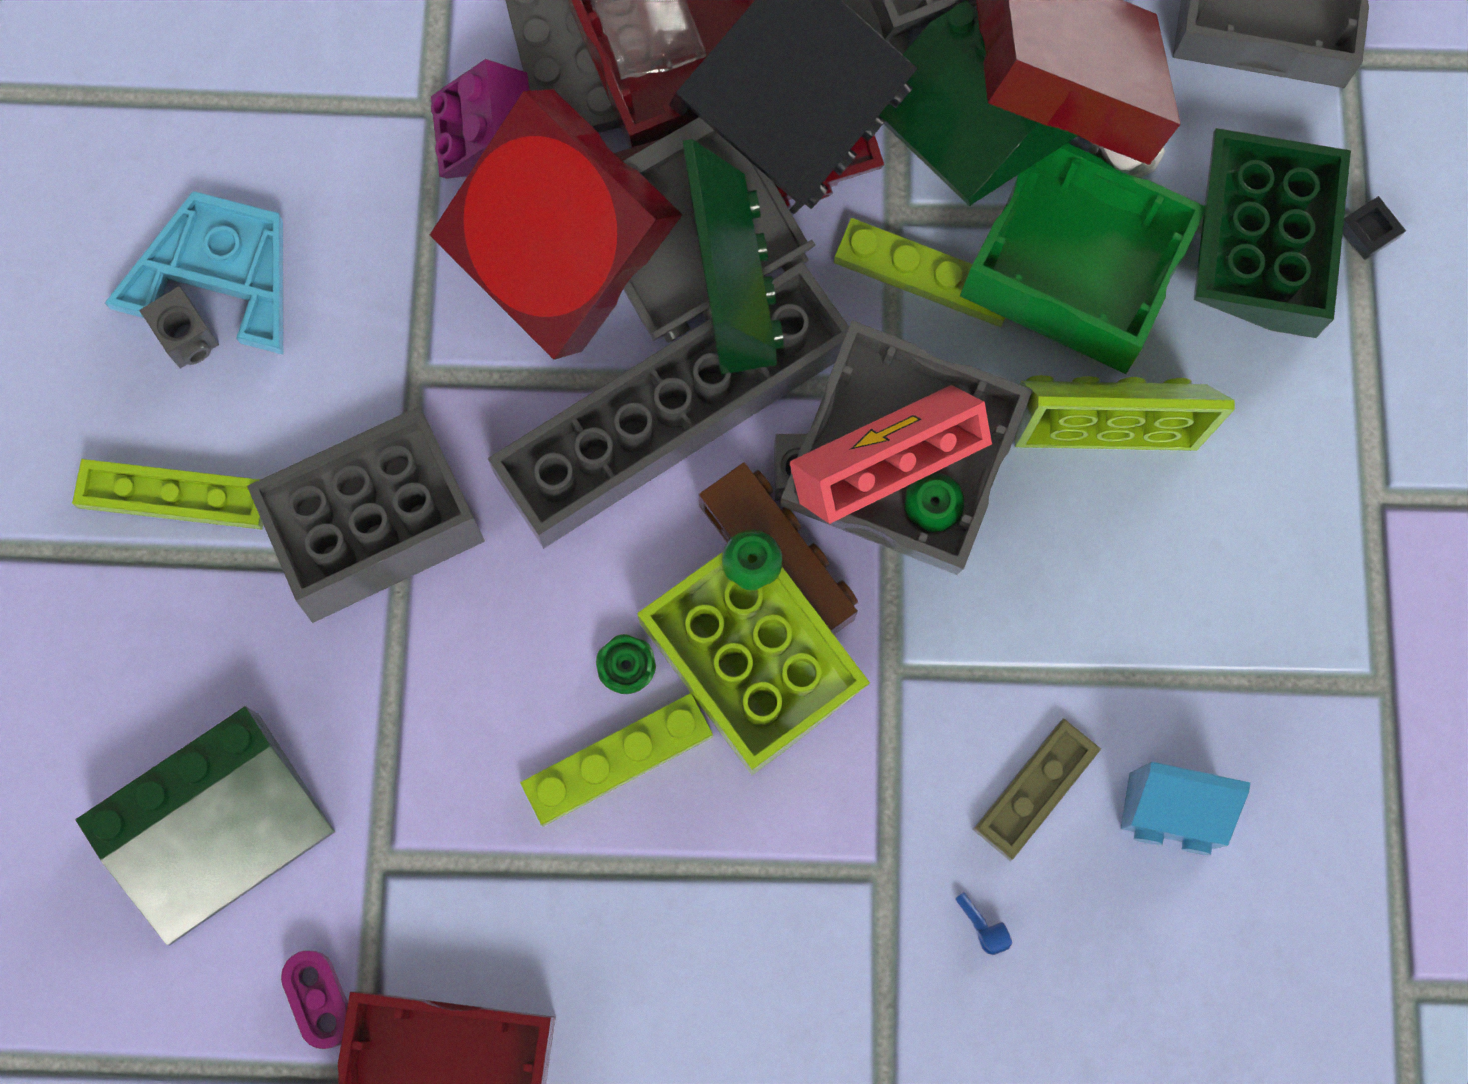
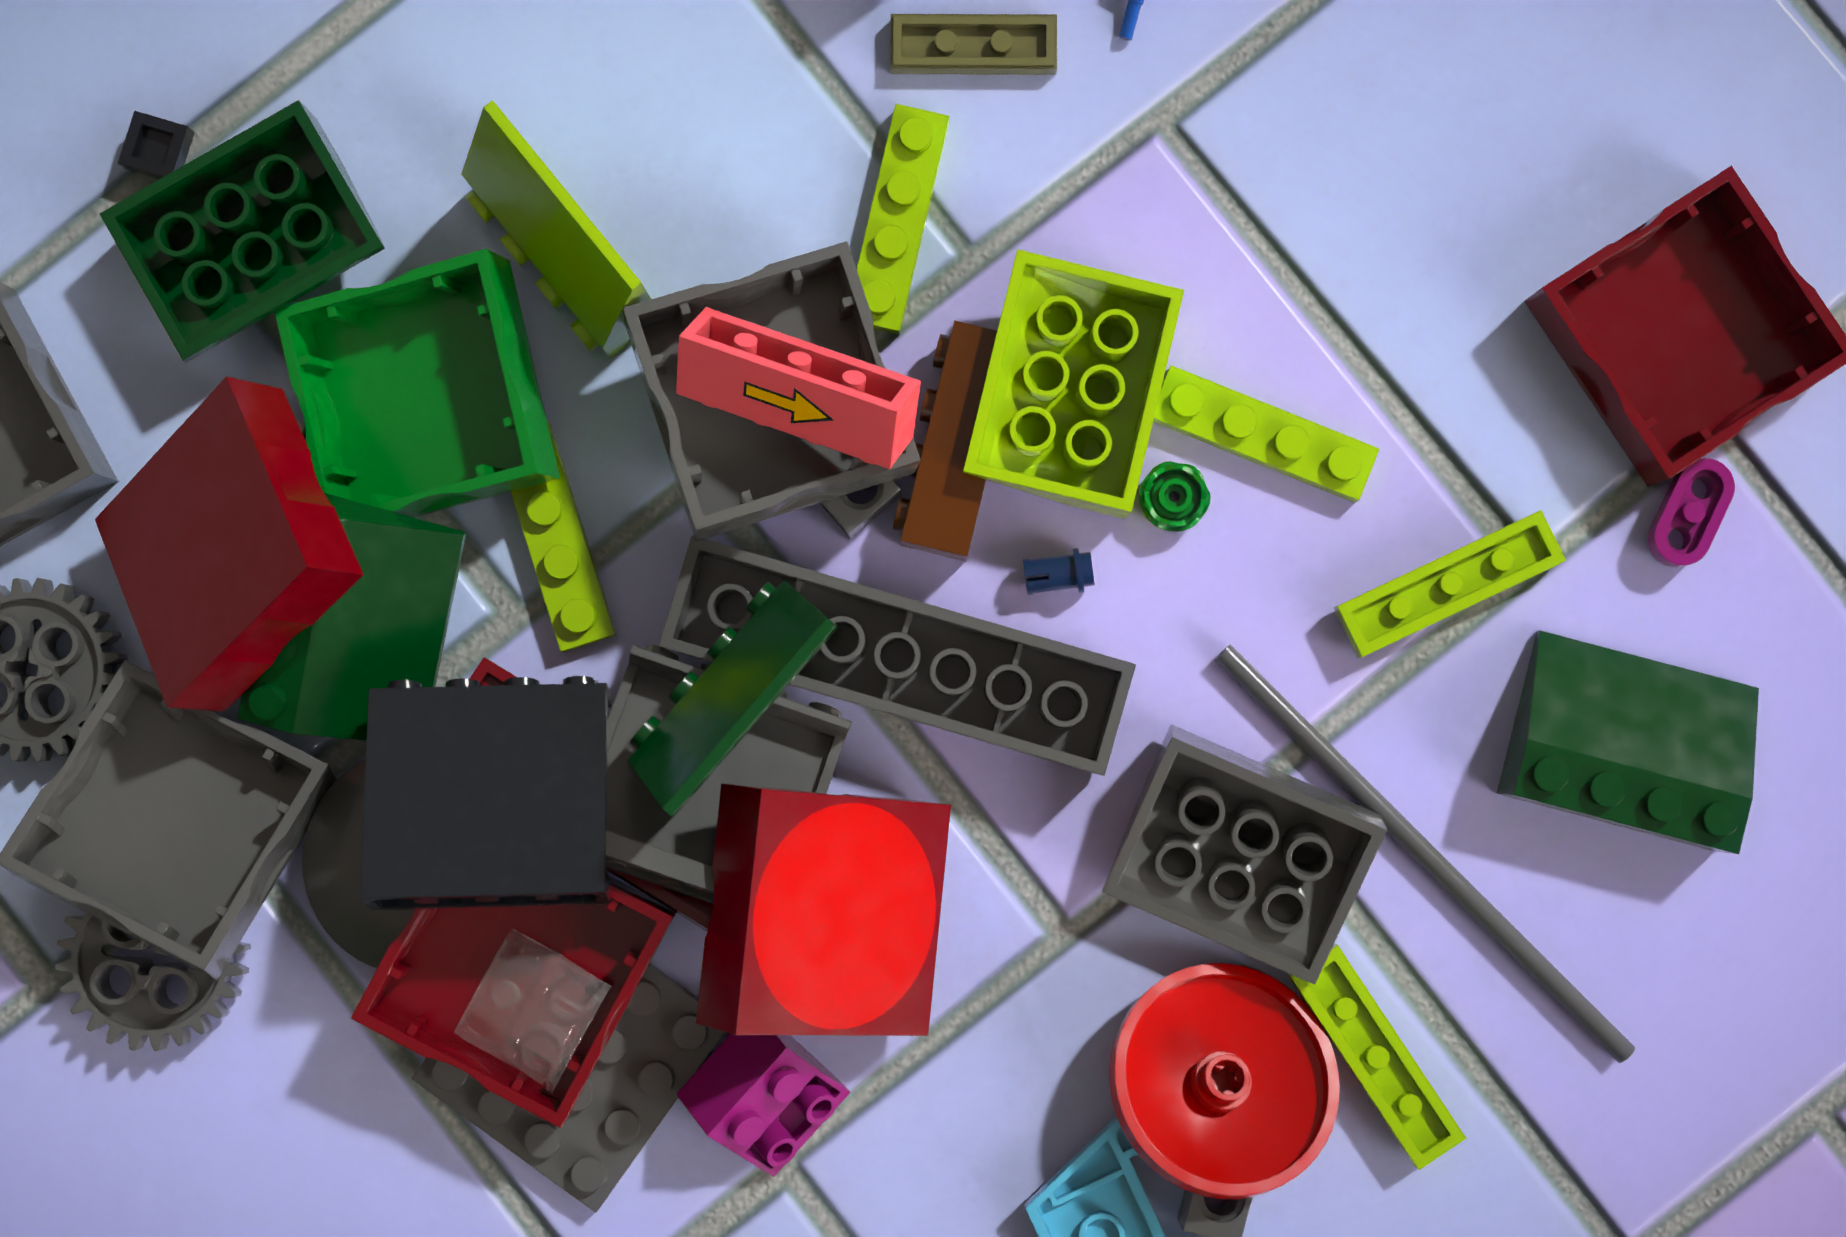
camera: 125 degrees left, 10 degrees up
(241, 384) = (1224, 1081): none -> red dish
(263, 633) = (1426, 854): none -> dark grey piece
(414, 795) = (1449, 584): none -> lime plate
(640, 552) = (1062, 572): none -> dark blue pin
(747, 574) = (991, 463): green plate -> none
(932, 517) = (800, 308): green plate -> none
(958, 642) = (900, 212): none -> lime plate

